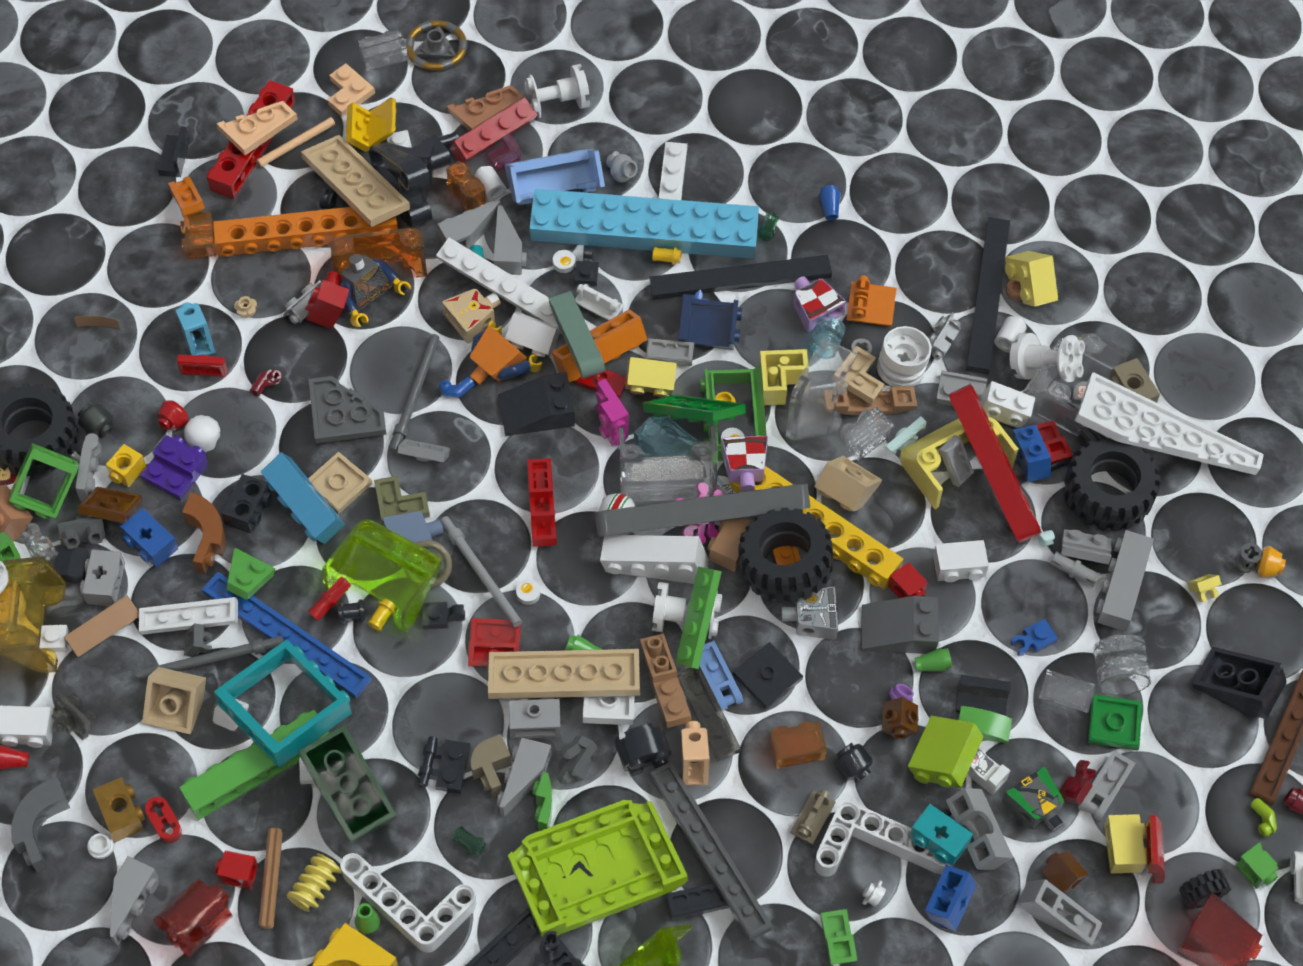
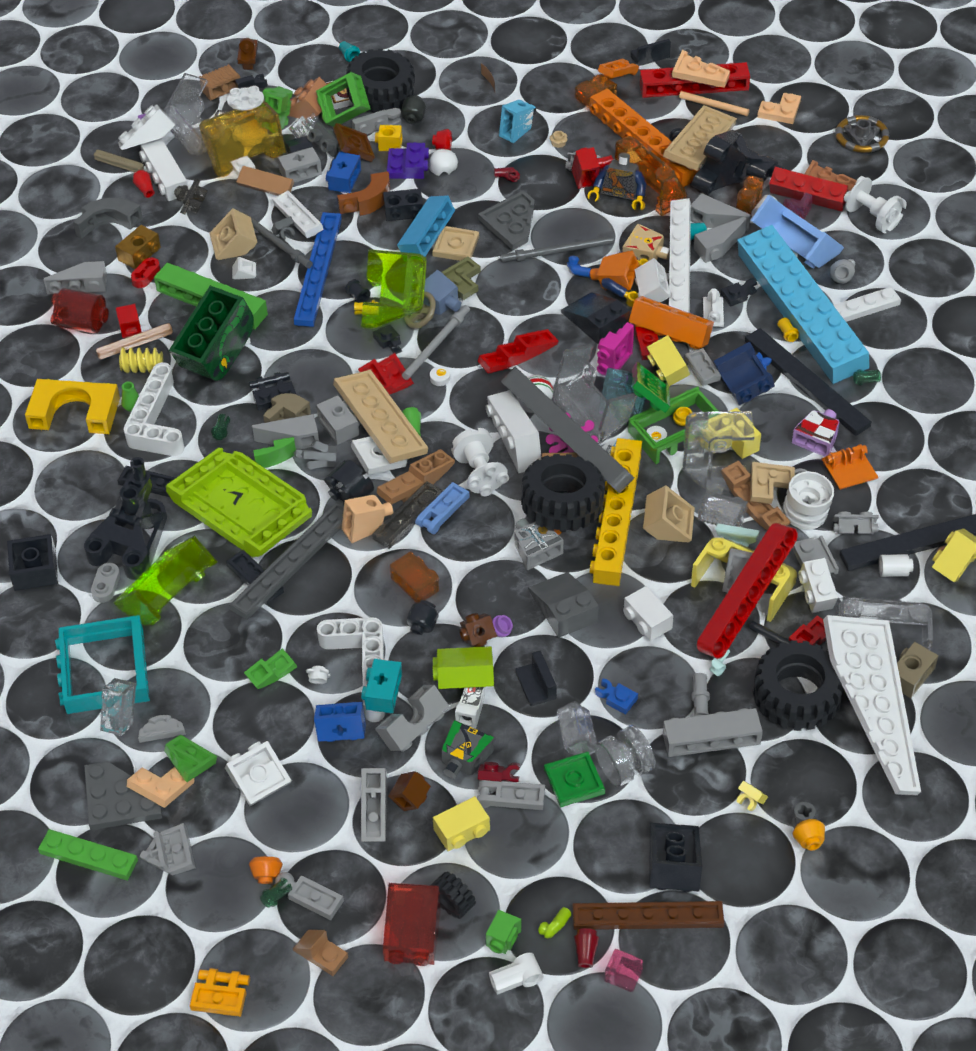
camera: 65 degrees right, 10 degrees down
(100, 846) = (108, 252): white plate -> none
(202, 365) = (494, 137): red plate -> none
(247, 574) = (348, 228): bright green wing -> none
(304, 735) = (263, 257): teal window -> none
(329, 598) = (359, 274): red axle -> none
(370, 127) = (755, 125): yellow bracket -> none
(382, 50) = (828, 107): clear brick -> none
(400, 138) = (762, 149): white plate -> none
(423, 451) = (511, 271): light grey plate -> none
(563, 261) = (734, 276): white tile -> none
(576, 334) = (659, 295): sand green beam -> none
(698, 617) = (479, 458): bright green plate -> none
(744, 459) = (630, 437): torso -> none
(767, 675) = (465, 539): black plate -> none
(813, 816) = (367, 610): dark tan hinge -> none
(827, 328) = (790, 449): clear light blue wheel -> none
(830, 201) = (924, 402): blue cone -> none
(907, 582) = (604, 589): red brick -> none
(934, 661) = (548, 636): bright green cone -> none
(991, 724) = (512, 690): bright green slope -> none
(1029, 356) = (881, 587): white piece -> none
(1032, 453) = (784, 619): blue brick -> none
(1086, 546) = (725, 692): light grey plate -> none
(1155, 849) = (466, 843): red slope -> none

